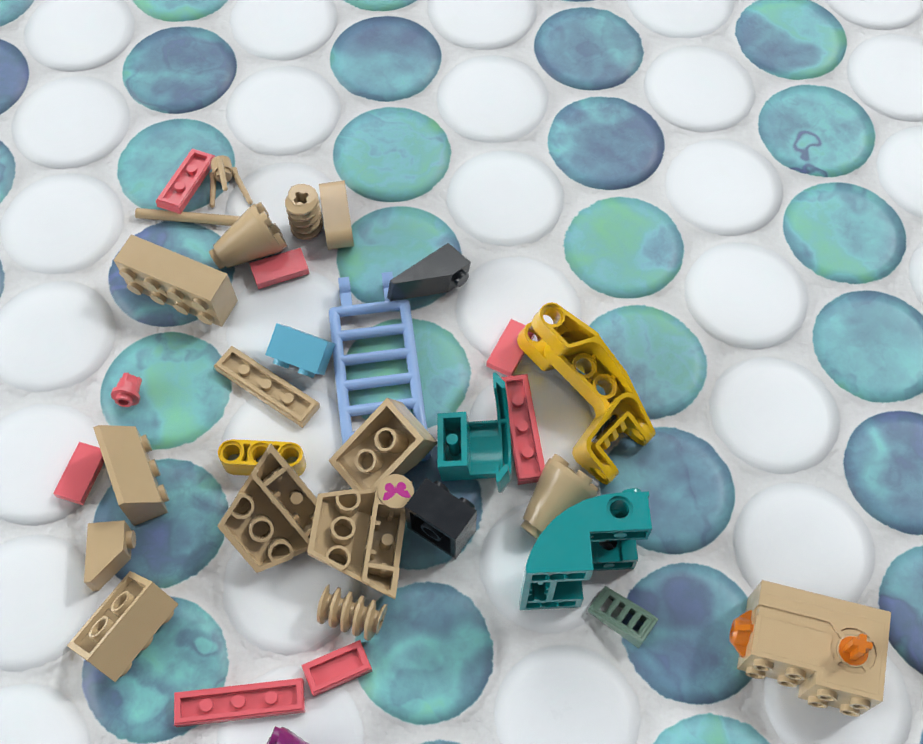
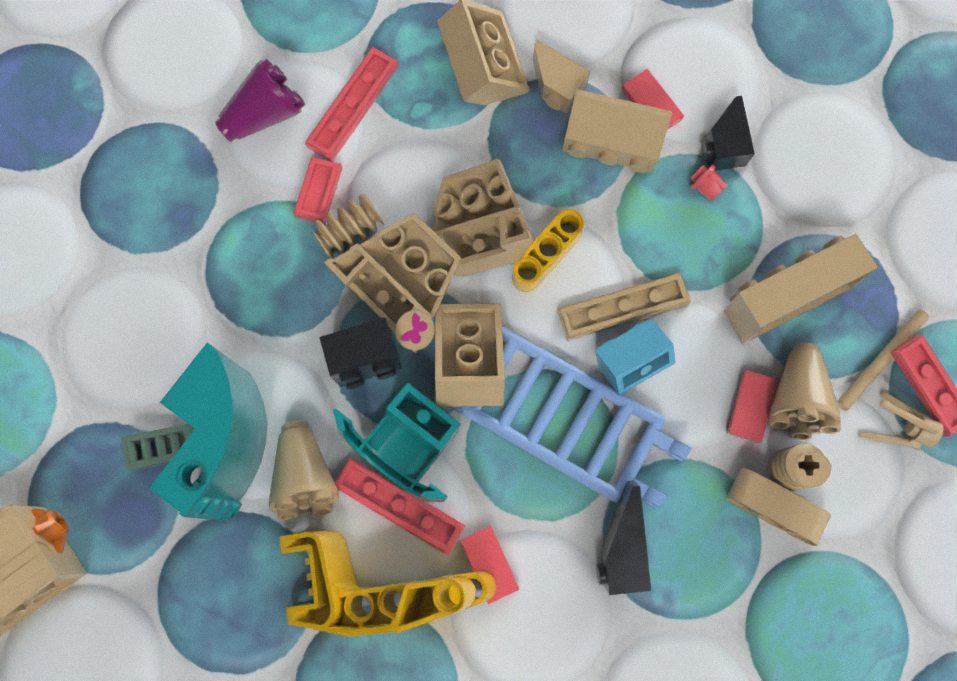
camera: 130 degrees right, 15 degrees up
(78, 399) = (730, 139): none -> black slope

